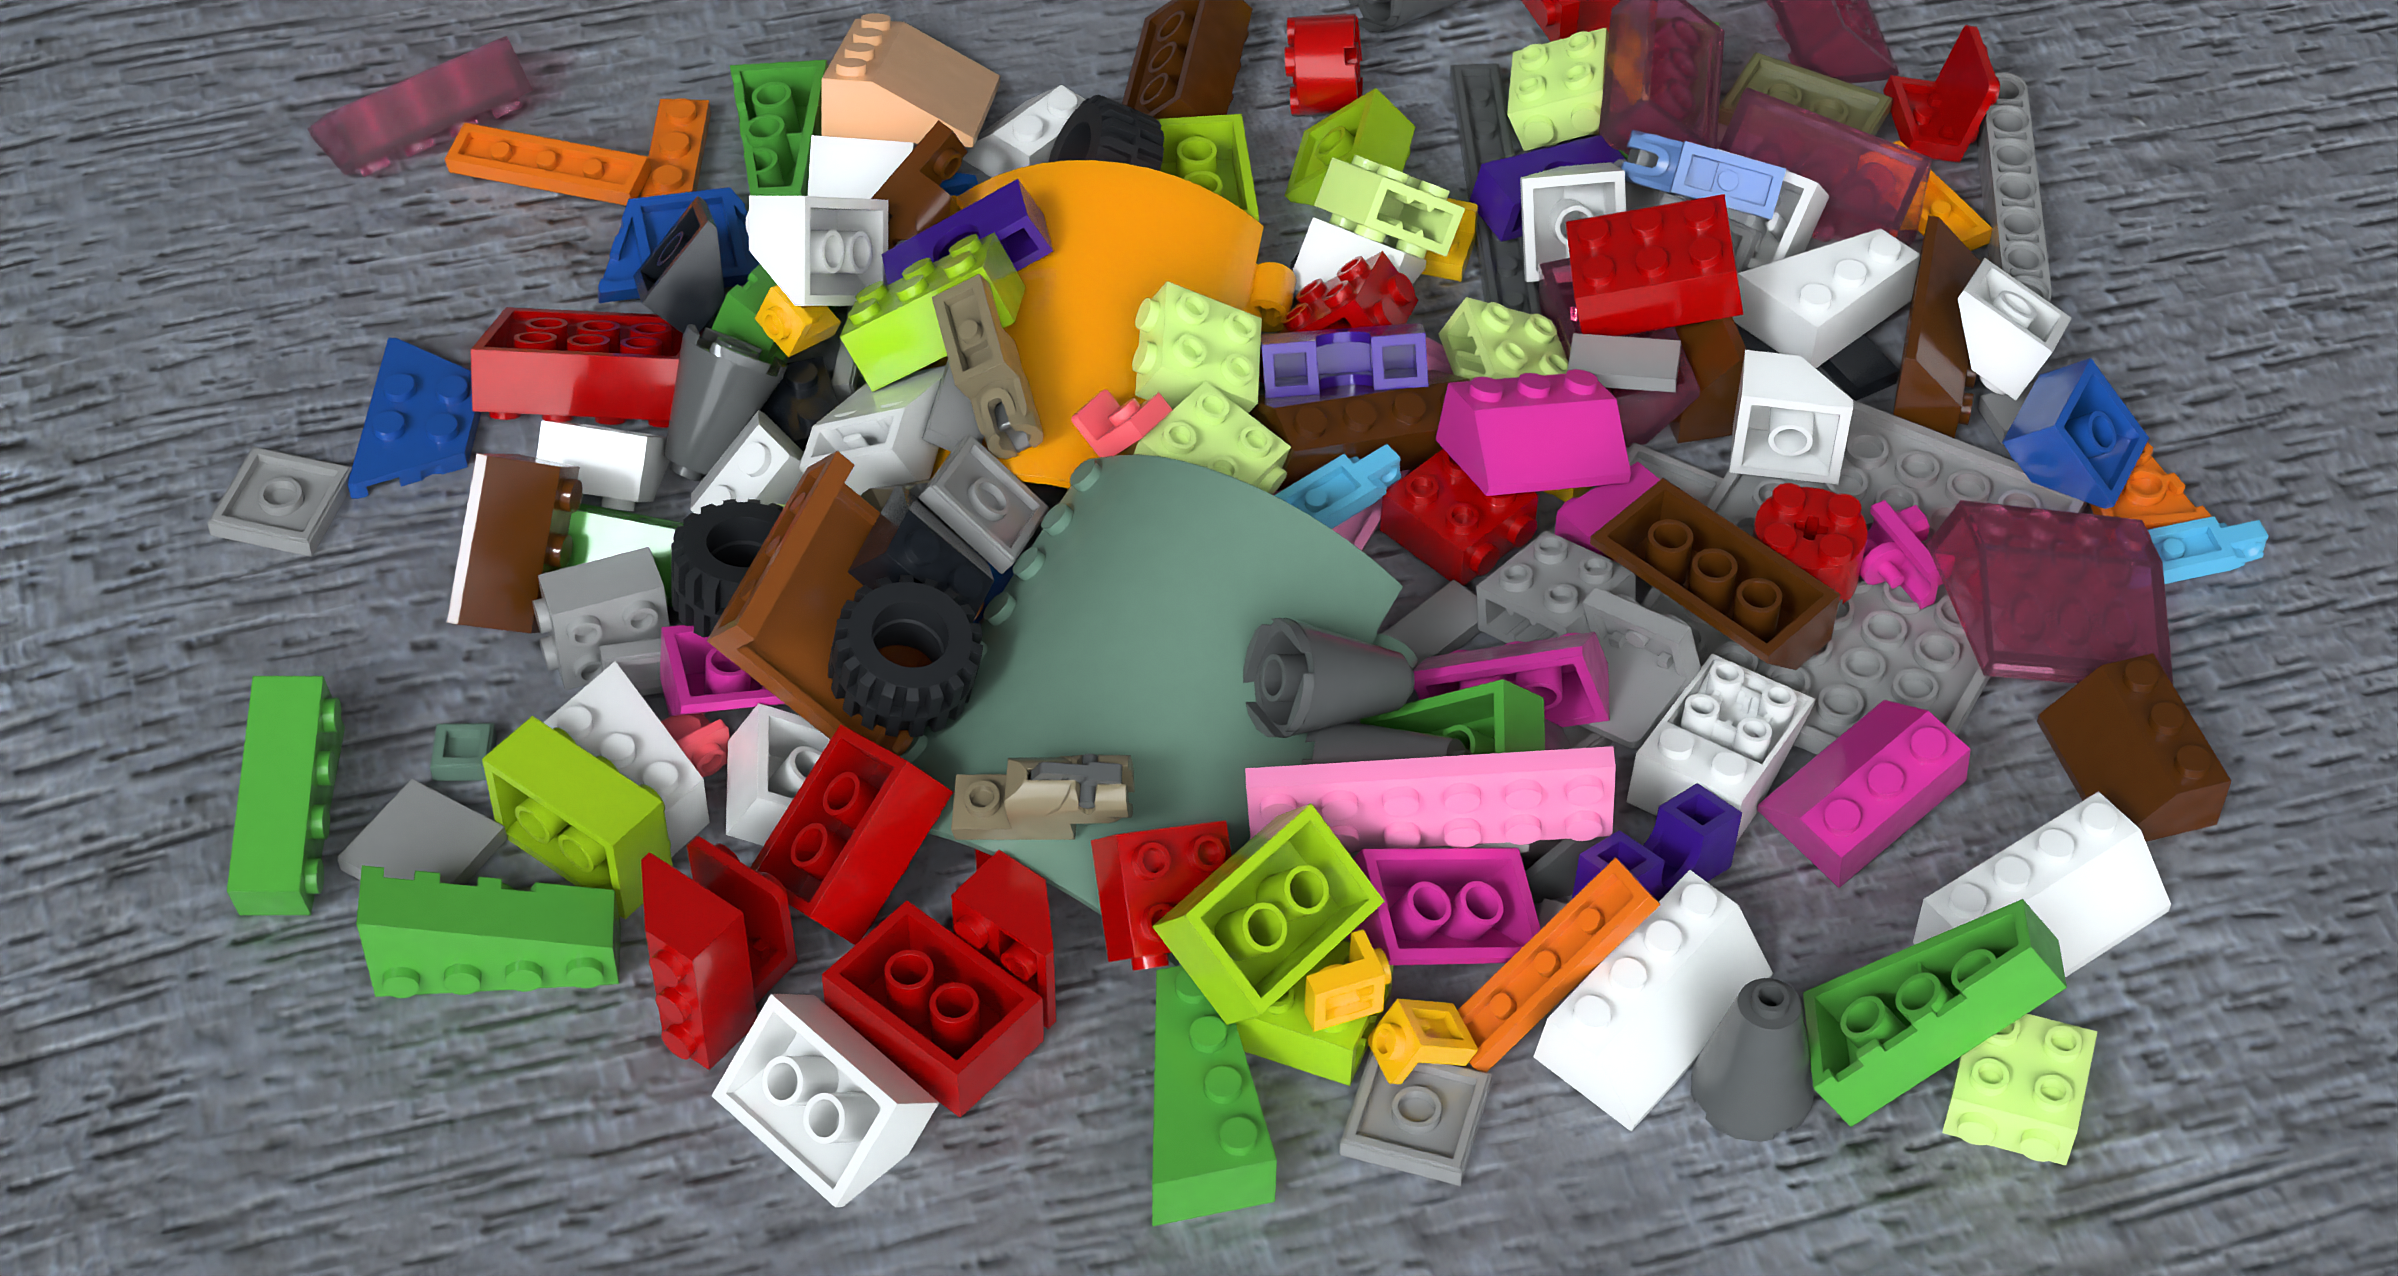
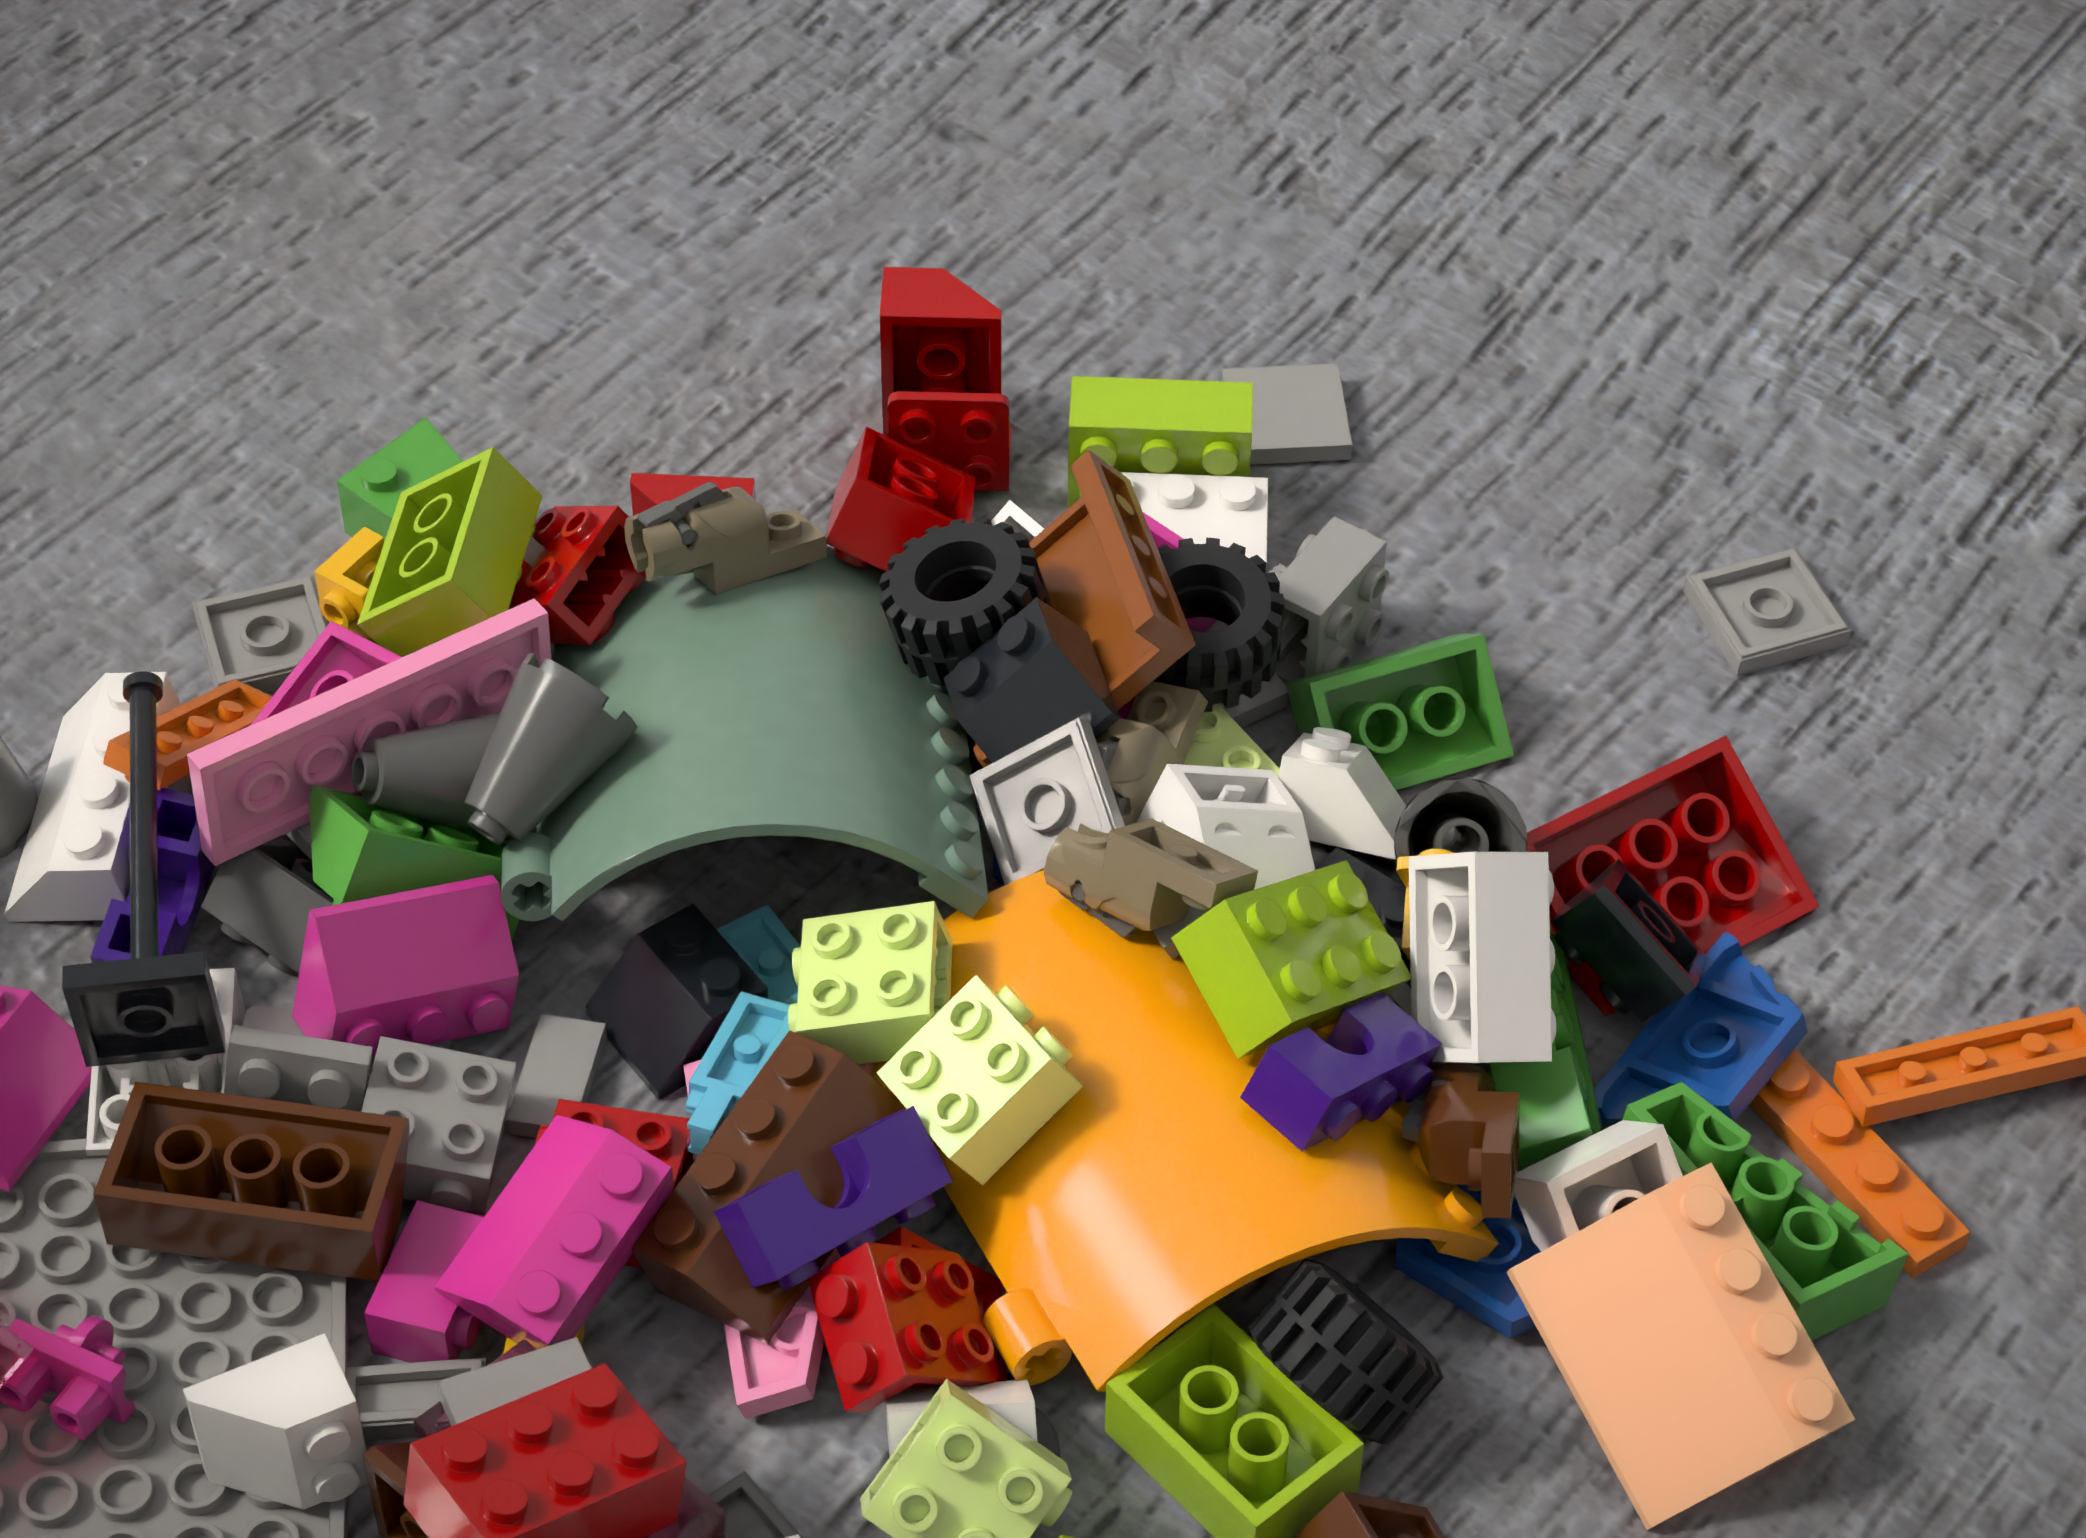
camera: 145 degrees right, 0 degrees up
(284, 795) = (1429, 366): bright green wedge -> none
(415, 420) = (1777, 750): blue wing -> none
(460, 751) = (1345, 496): sand green tile -> none
(484, 936) = (1170, 326): bright green wedge -> none
(510, 536) = (1457, 577): reddish brown slope -> none
(612, 462) = (1528, 757): white slope -> none
(823, 1097) = (759, 399): white slope -> none
(935, 1007) = (772, 445): red brick -> none
(1024, 134) = (1508, 1426): white slope -> none
(1116, 427) = (979, 936): coral bracket -> none
(1419, 1033) = (277, 649): yellow bracket -> none
(1500, 342) = (688, 1372): yellowish green brick -> none
(1729, 681) = (148, 1002): none -> black tile
(1816, 532) = (179, 1300): red brick -> none

